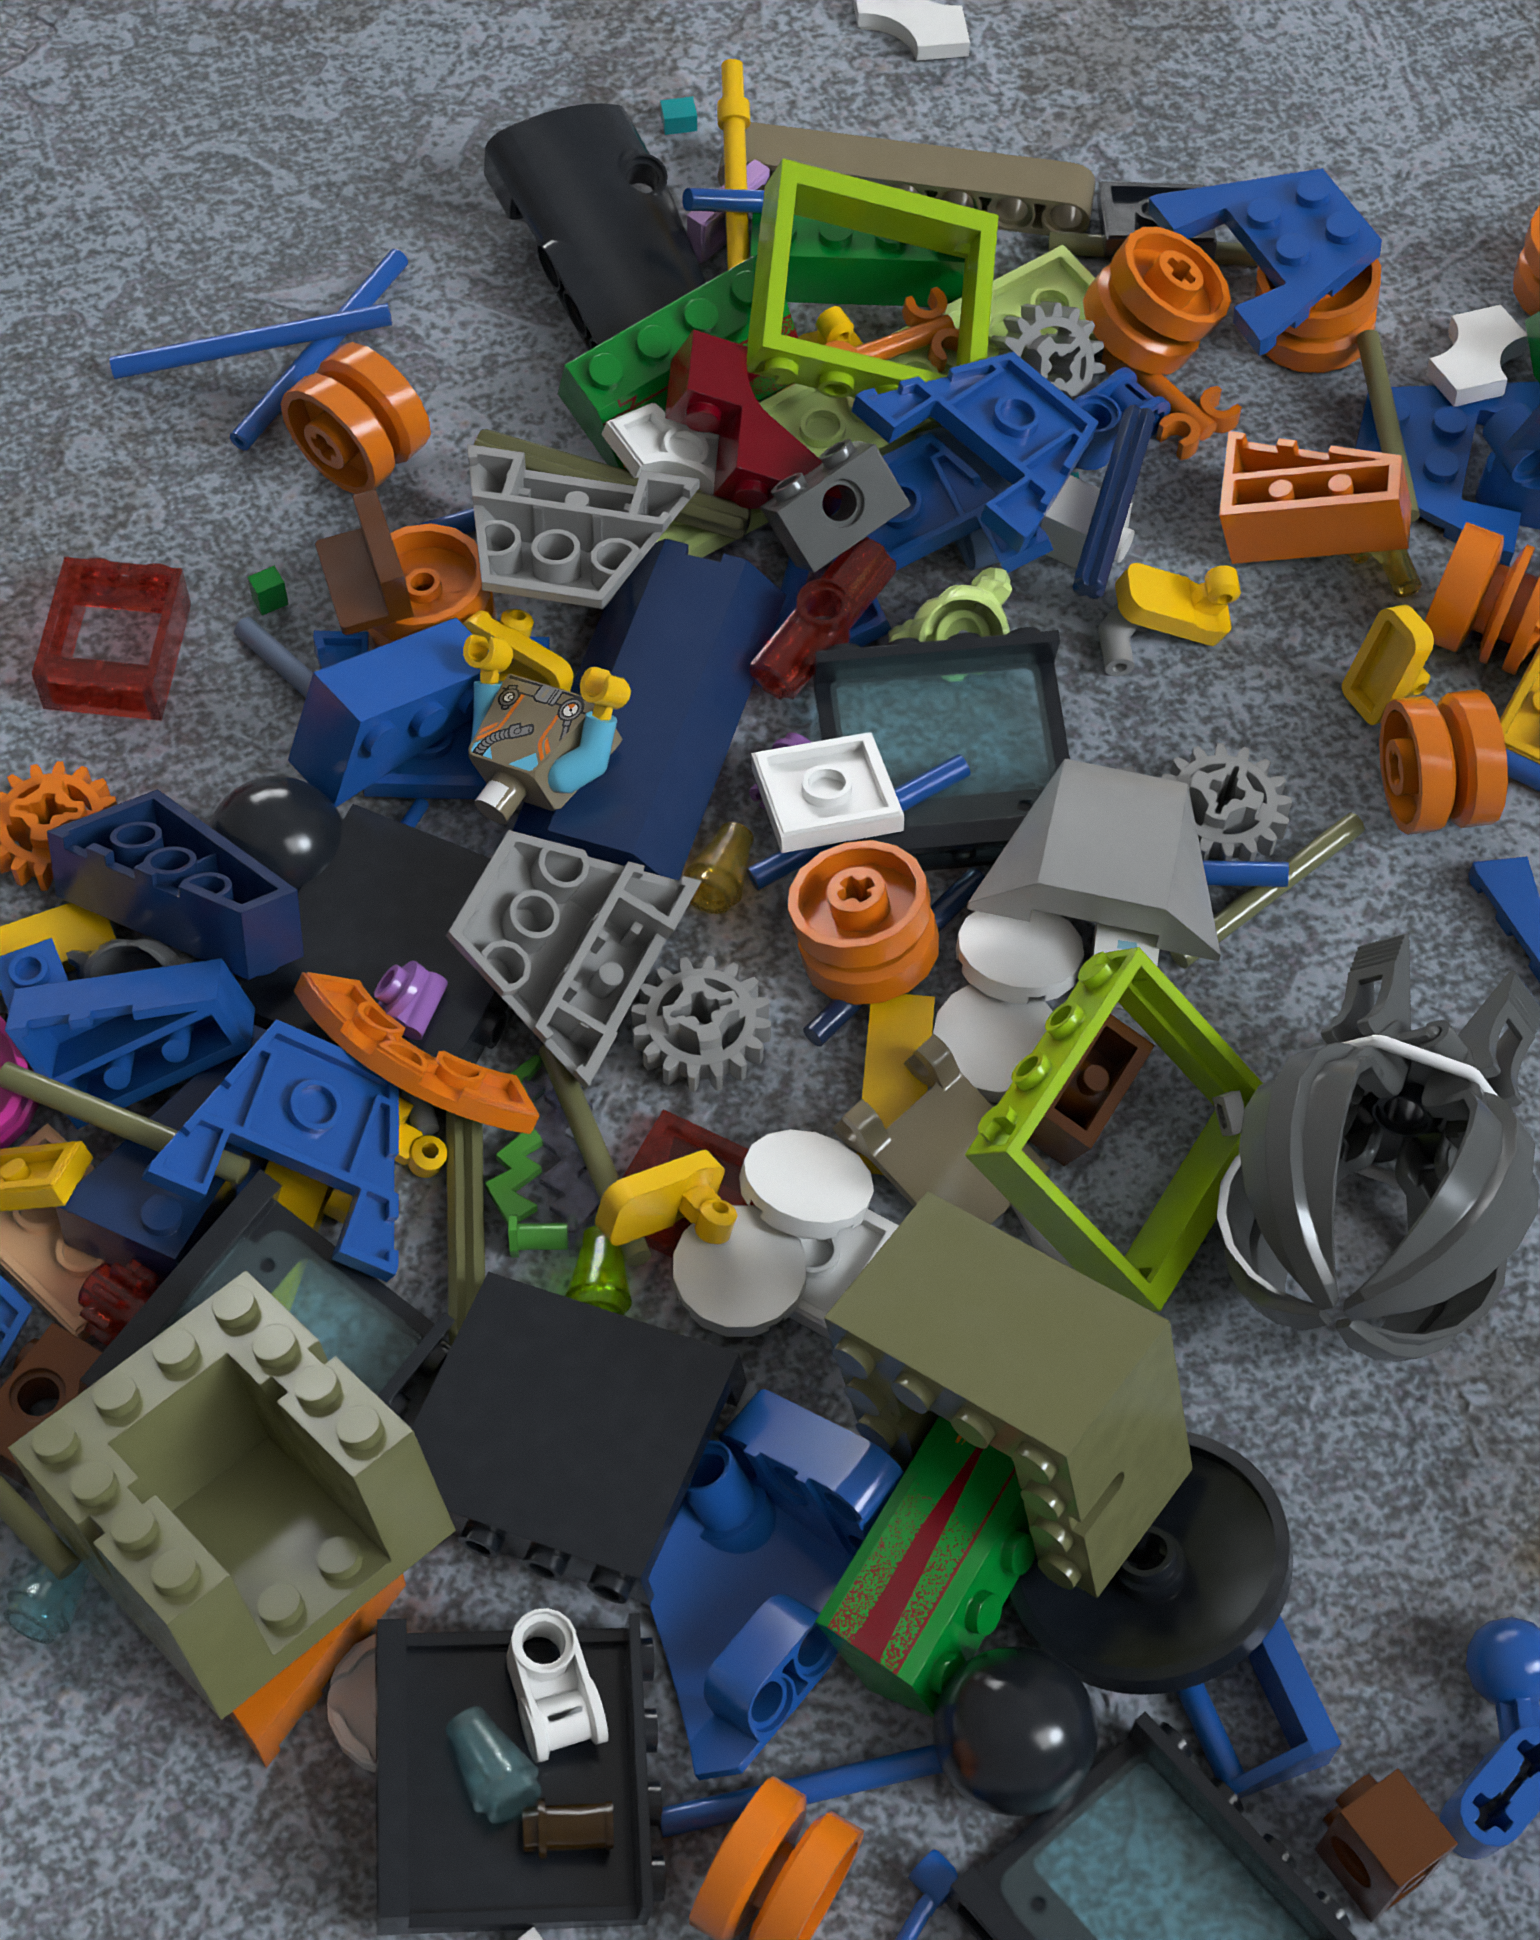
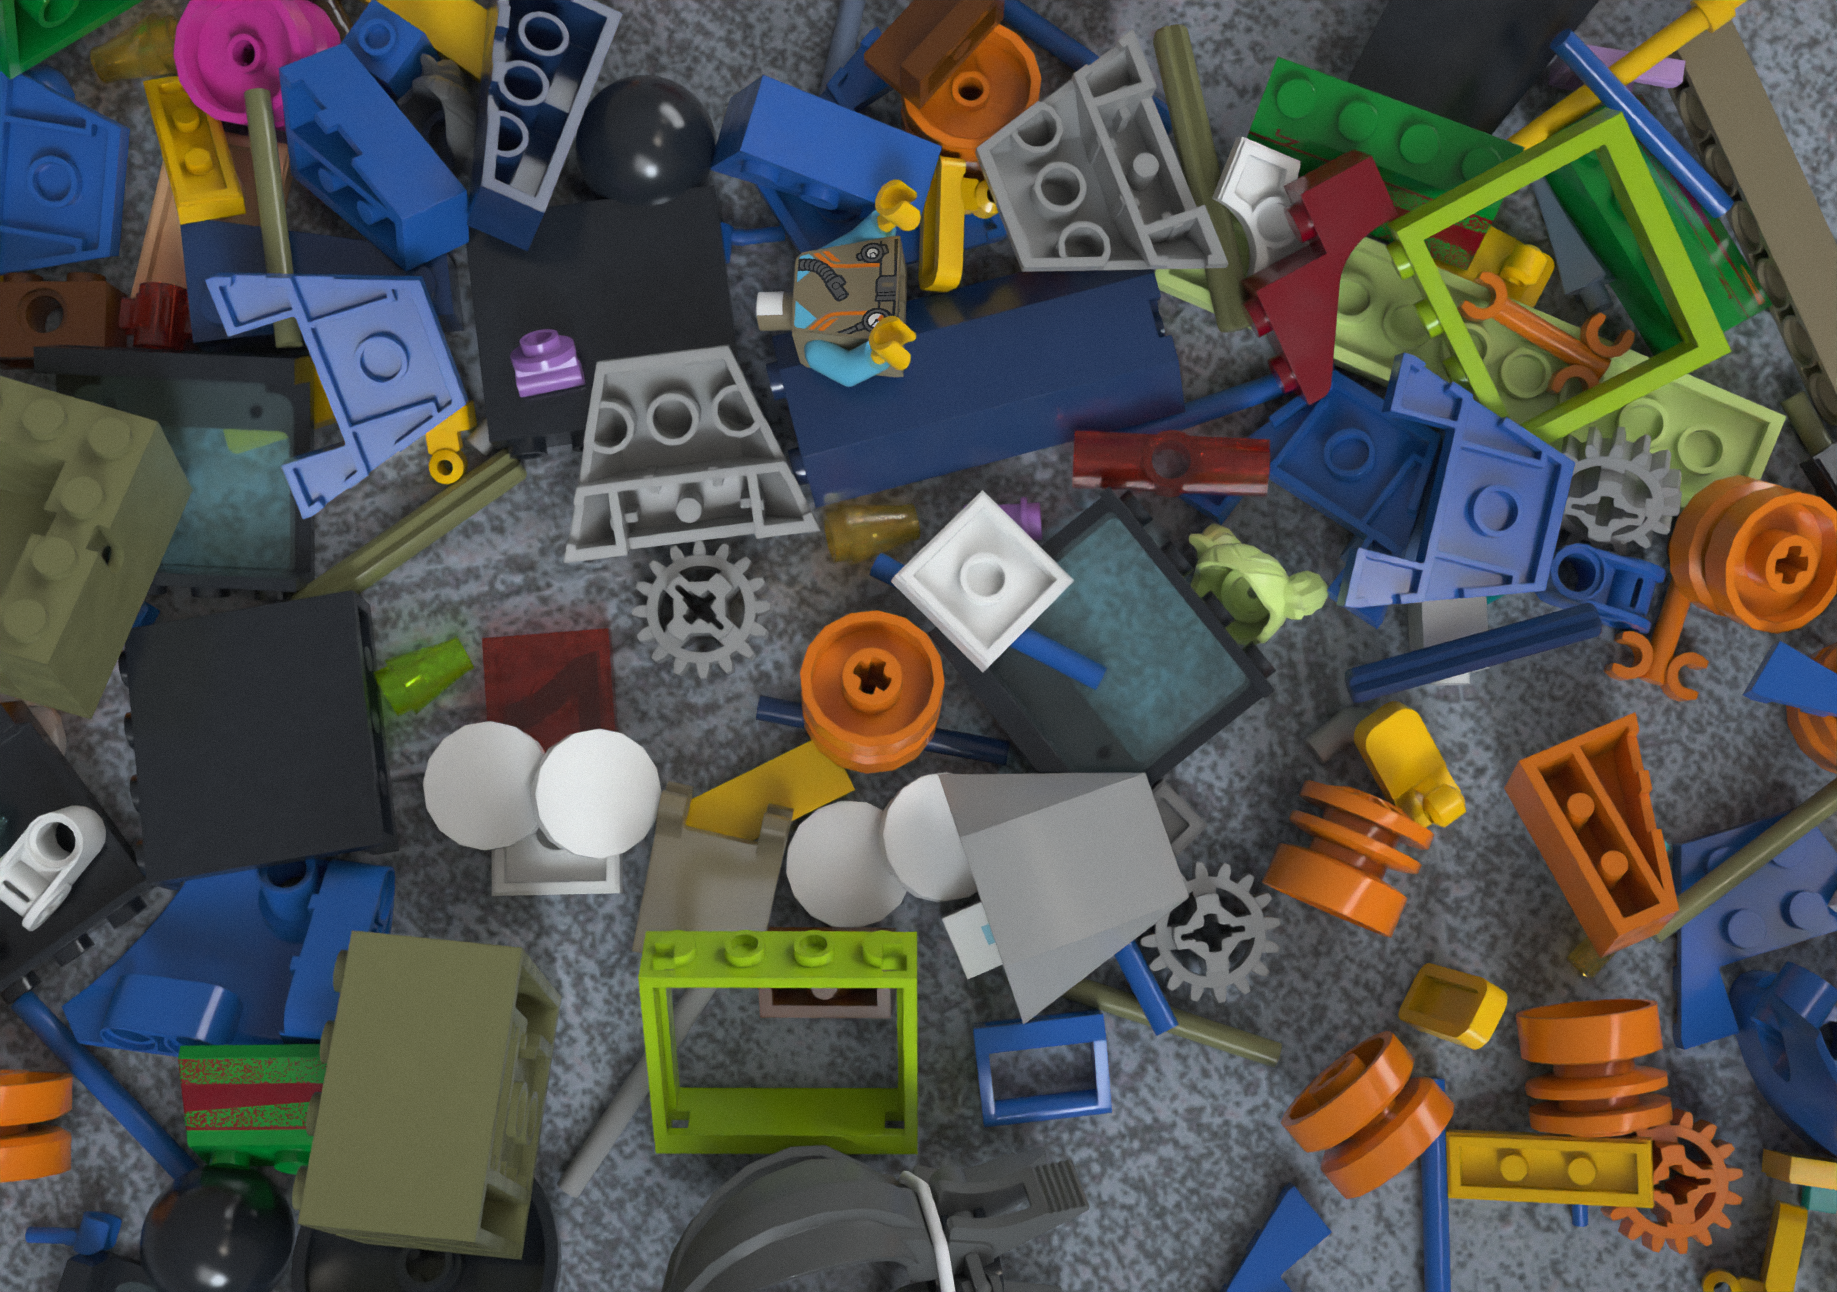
camera: 65 degrees right, 25 degrees up
(376, 1041) = (473, 409): orange tile -> none
(578, 1199) = (534, 547): piece -> none
(589, 1142) = (506, 623): olive bar -> none
(664, 1196) = (517, 702): yellow piece -> none
(861, 304) = (1578, 264): none -> sand blue piece
(868, 501) = (1252, 414): dark grey brick -> none
(1224, 668) = (1348, 856): none -> orange wheel
(1229, 1112) = (864, 1119): light grey piece -> none
(1270, 935) = (1043, 1032): none -> blue tile

